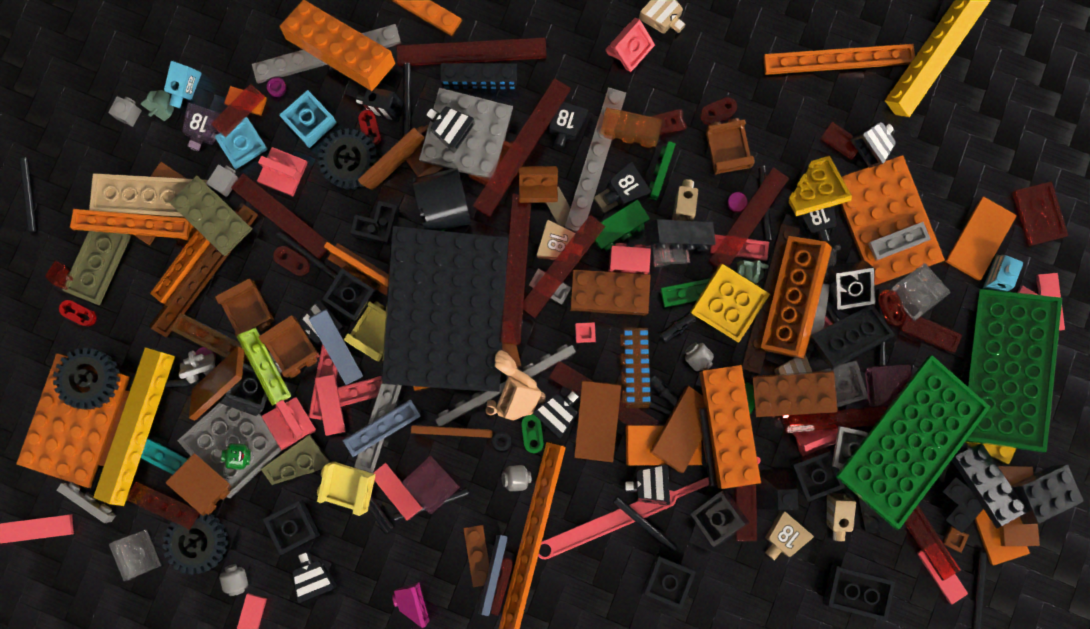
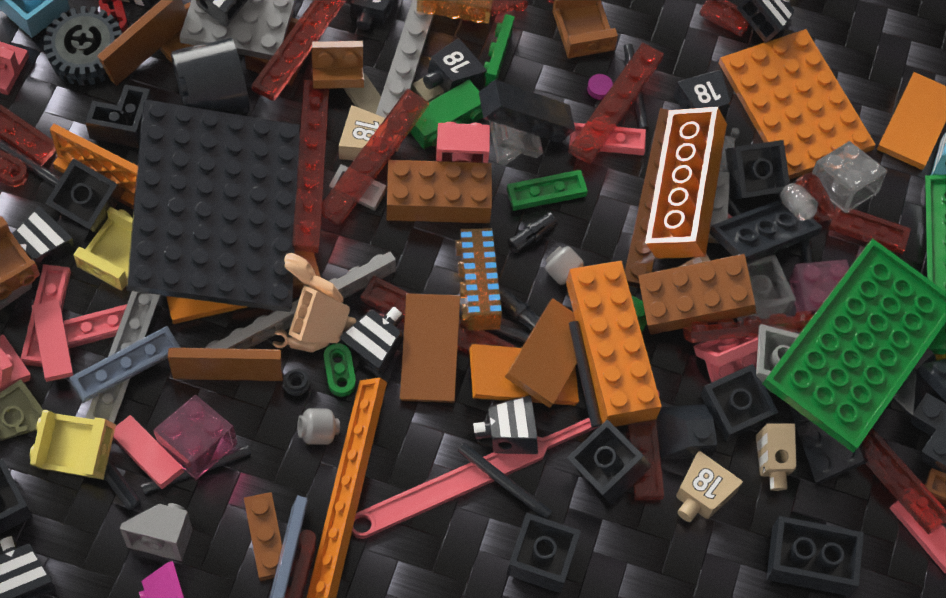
camera: 10 degrees left, 20 degrees down
(335, 346) = (62, 264): sand blue tile -> none
(407, 557) = (159, 531): none -> light grey slope
(585, 332) = (408, 242): coral plate -> none
(685, 202) = (533, 75): tan torso -> none
(729, 302) = (600, 197): yellow plate -> none
(752, 270) = (625, 161): sand green piece -> none
(819, 188) = (703, 60): yellow plate -> none
(880, 315) = (799, 201): none -> clear brick
(899, 241) = (813, 118): light grey plate -> none

